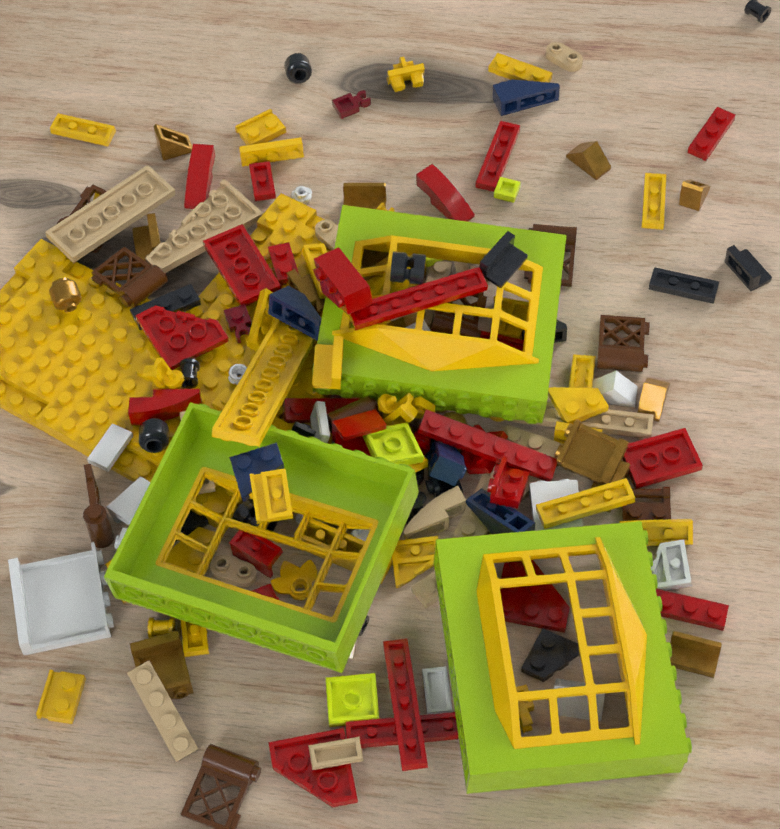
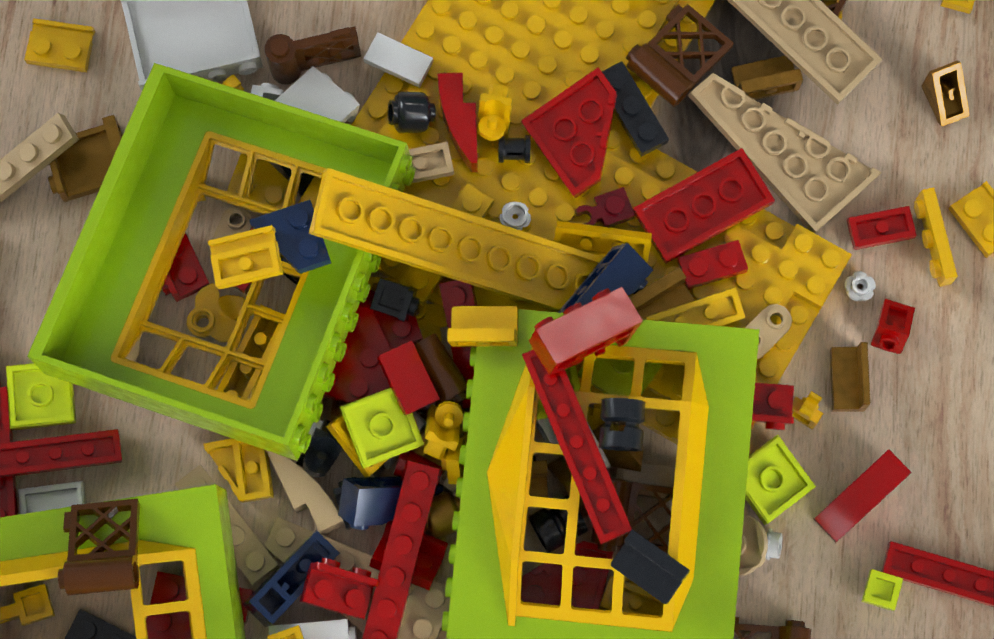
camera: 85 degrees right, 20 degrees up
(199, 175) = (883, 137): red slope -> none
(320, 422) = (418, 327): white tile -> none
(330, 175) = (893, 326): none -> red bracket
(503, 598) = (102, 568): none -> reddish brown piece

